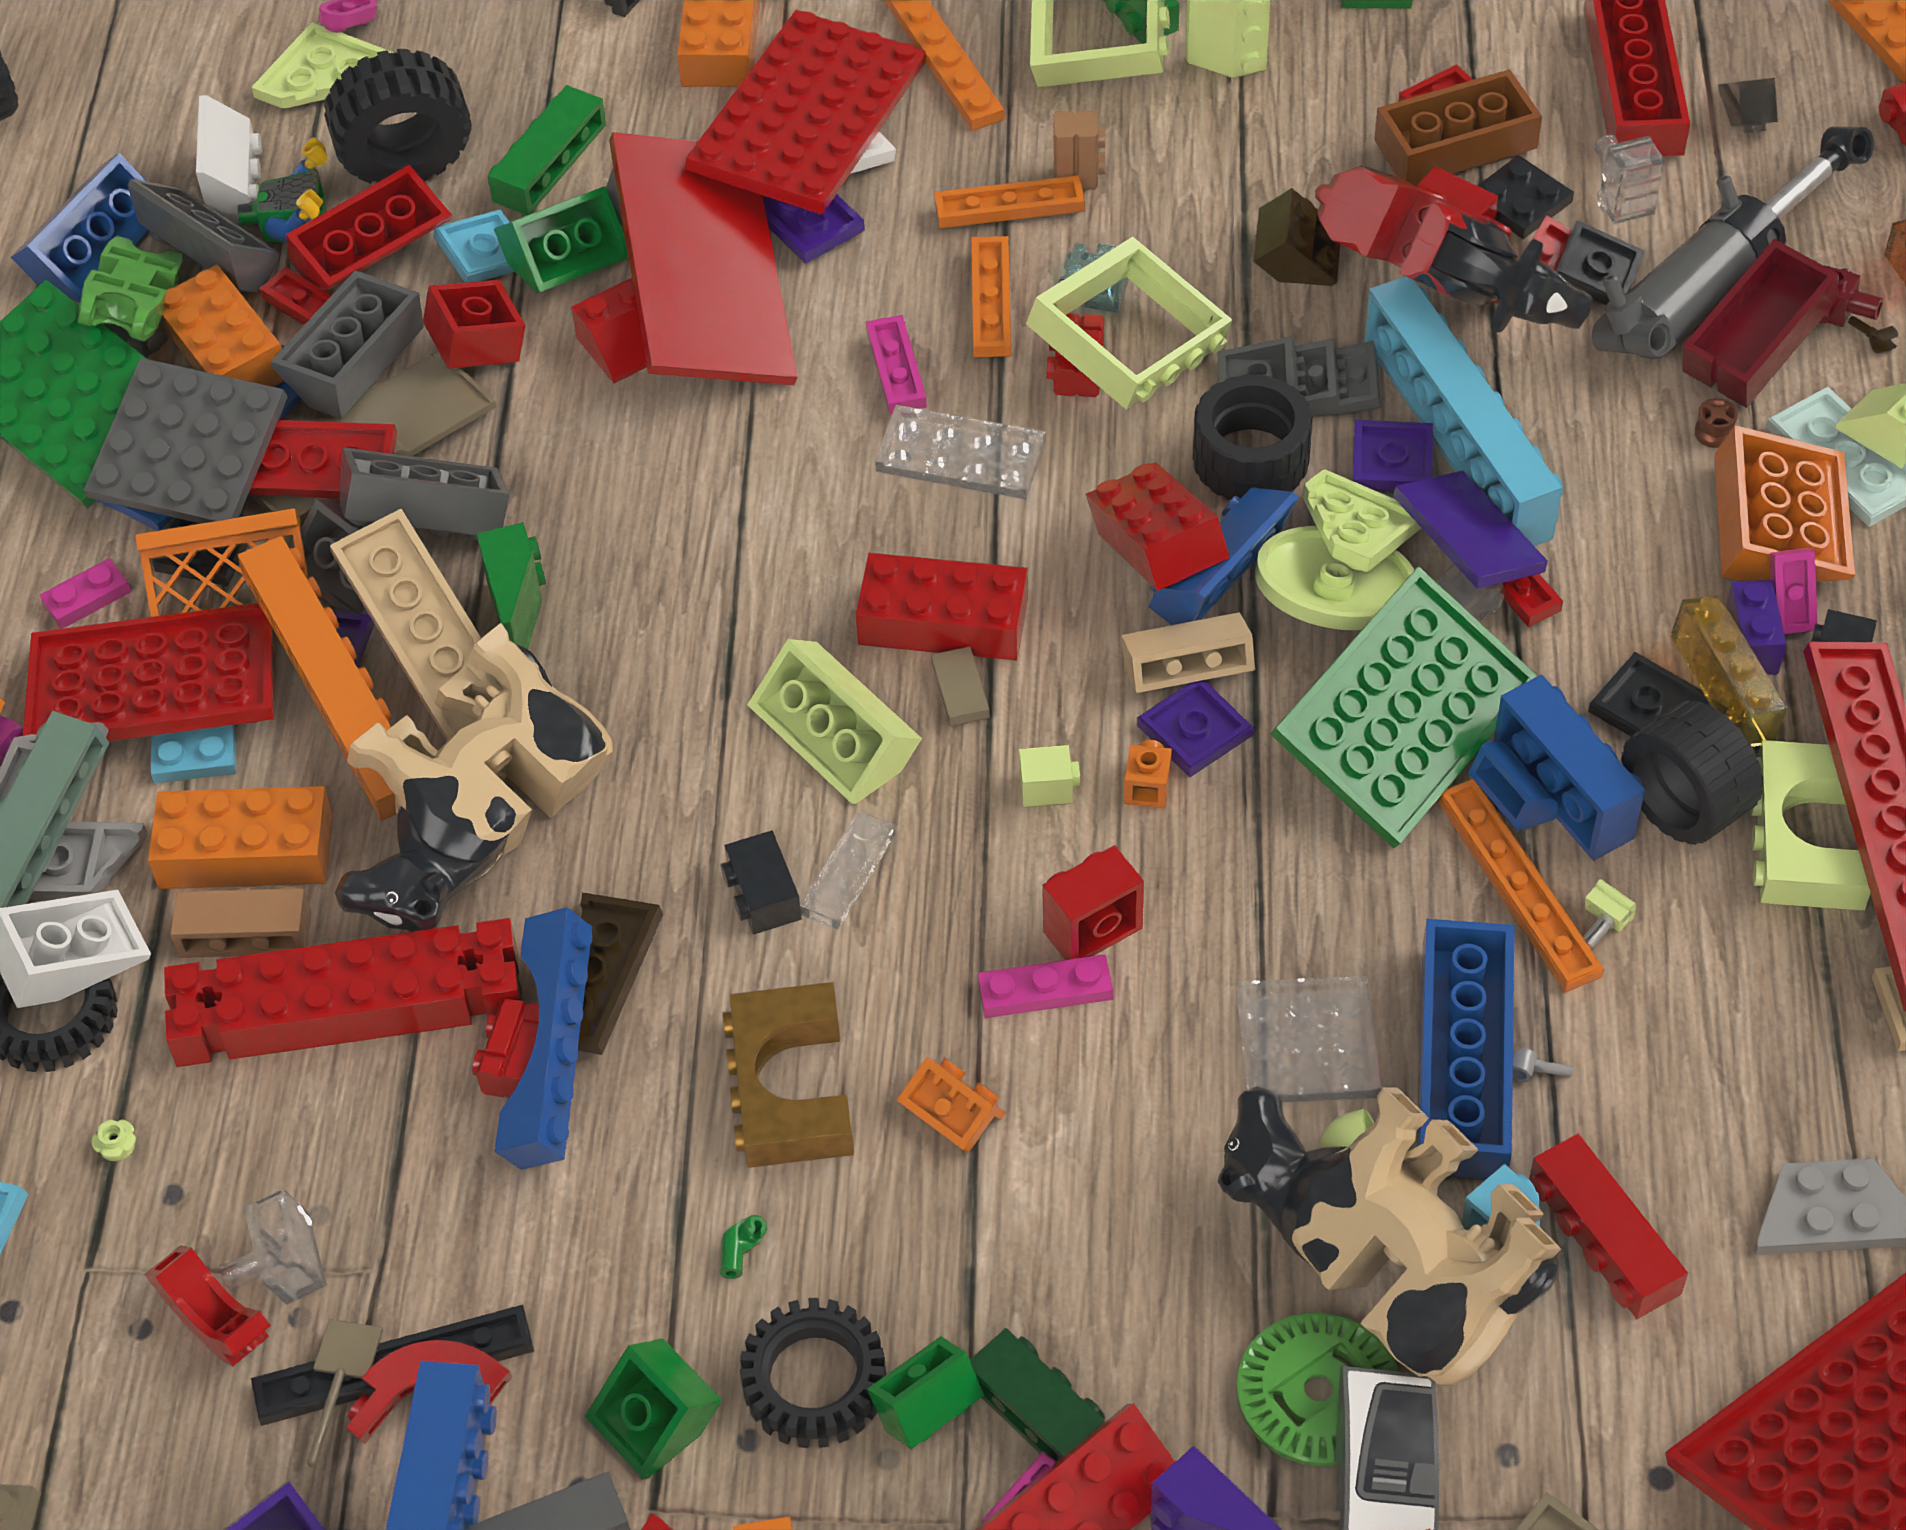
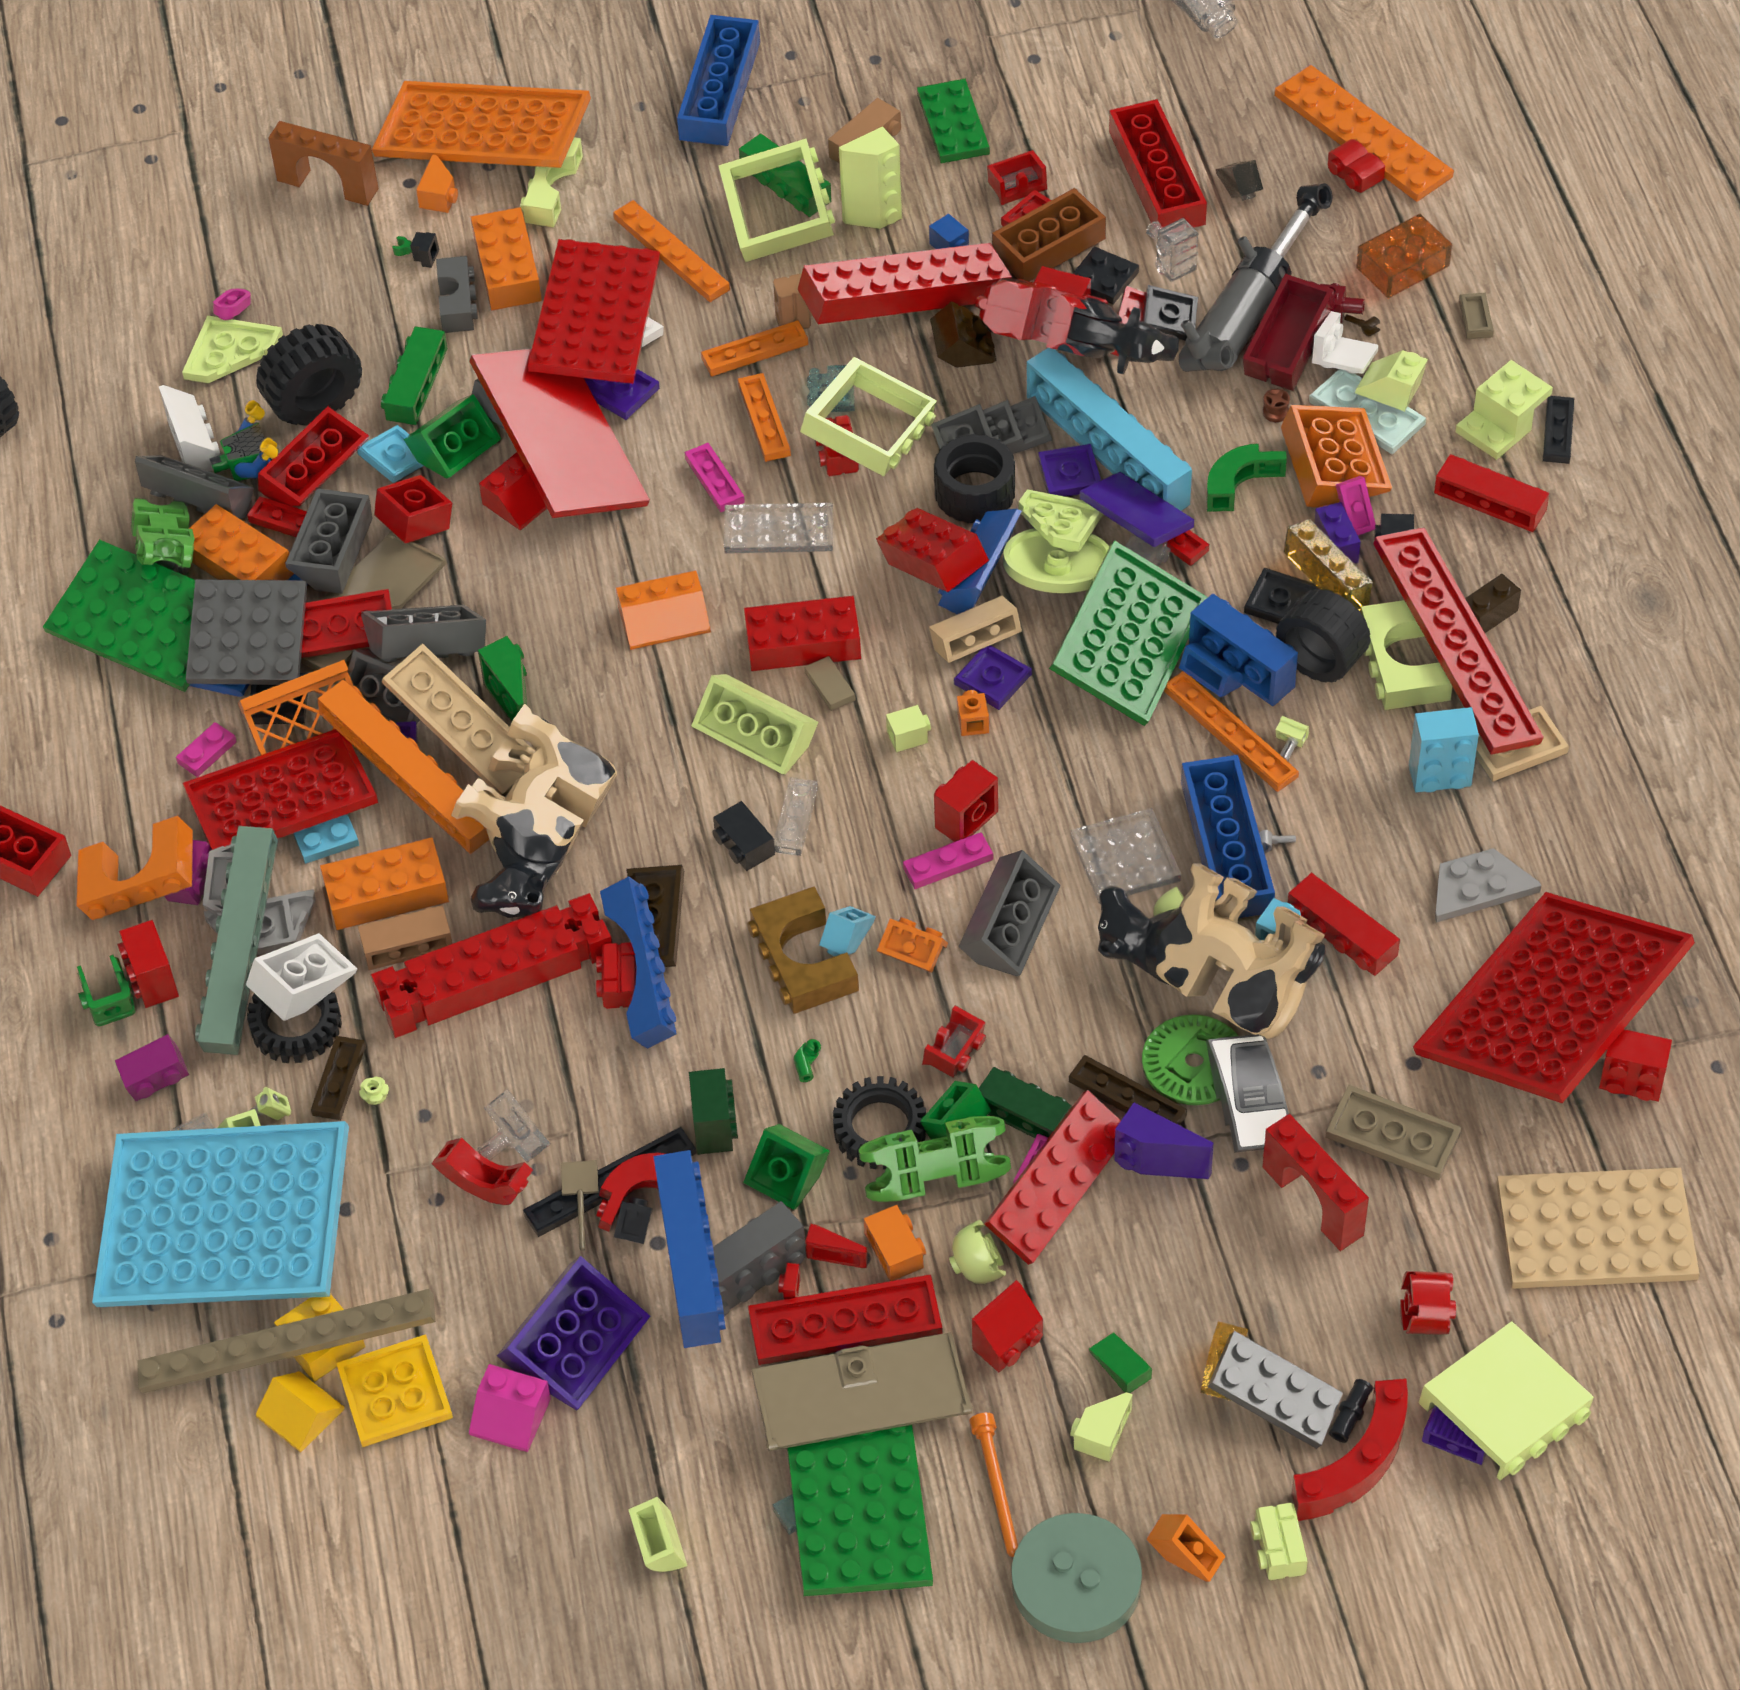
camera: 15 degrees left, 0 degrees up
(71, 1109) = (338, 1078): none -> dark brown plate
(80, 229) = (104, 498): blue slope -> none
(389, 1437) = (633, 1220): none -> black bracket
(568, 1295) = (713, 1111): none -> dark green brick
(635, 72) = (454, 281): none -> dark grey arch
(761, 532) = (663, 610): none -> orange slope
(861, 1058) = (845, 930): none -> medium azure slope
(870, 1456) = (956, 1154): none -> bright green piece
(965, 1274) = (955, 1043): none -> red window
(1108, 1091) = (1010, 914): none -> dark grey slope
(1198, 1420) = (1121, 1090): none -> dark brown plate
(1223, 148) = (899, 282): none -> red brick
(1320, 104) = (948, 233): none -> blue brick
(1438, 43) = (1017, 176): none -> red window
(1634, 499) = (1236, 467): none -> green arch
(1822, 364) = (1338, 352): none -> white bracket
(1831, 988) = (1443, 749): none -> medium azure brick

